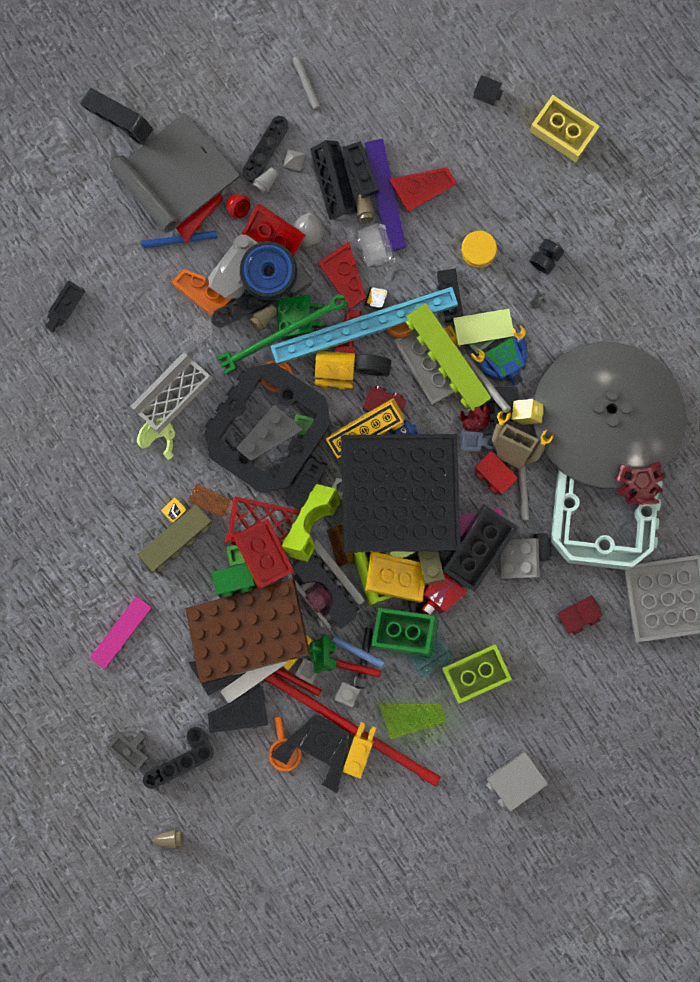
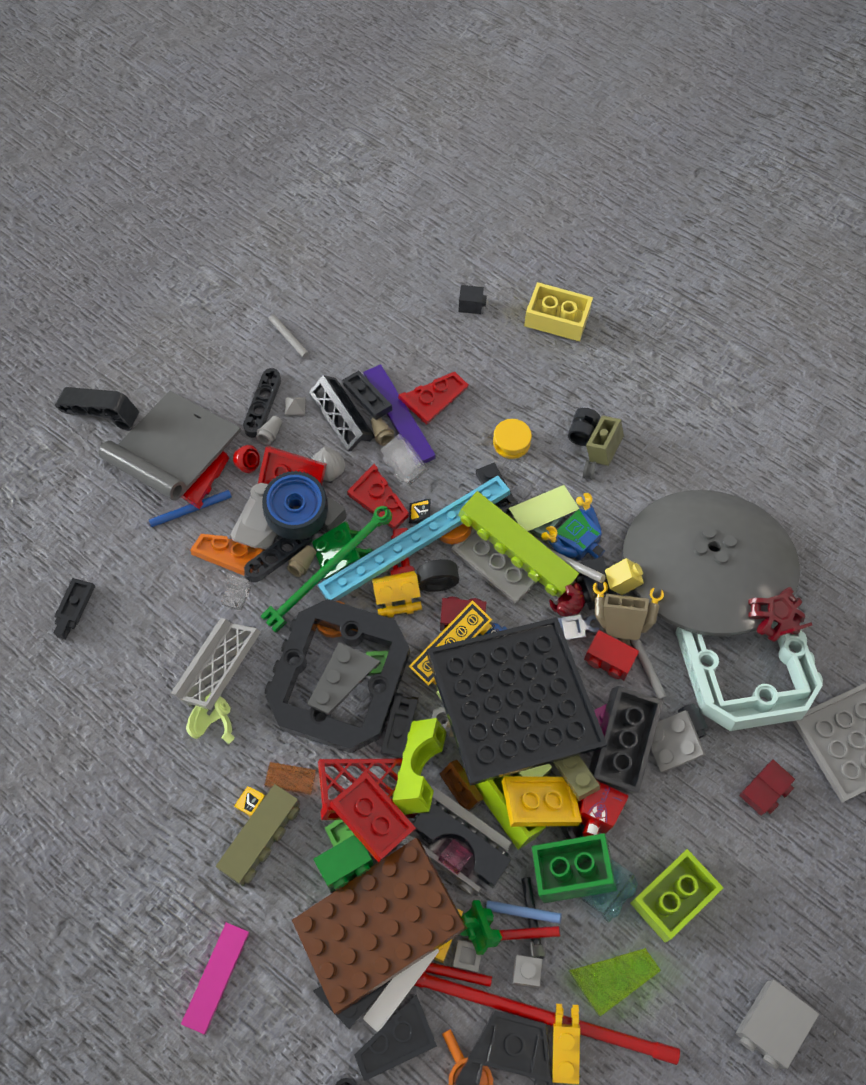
camera: 20 degrees left, 20 degrees down
(560, 276) = (605, 440): none -> olive brick

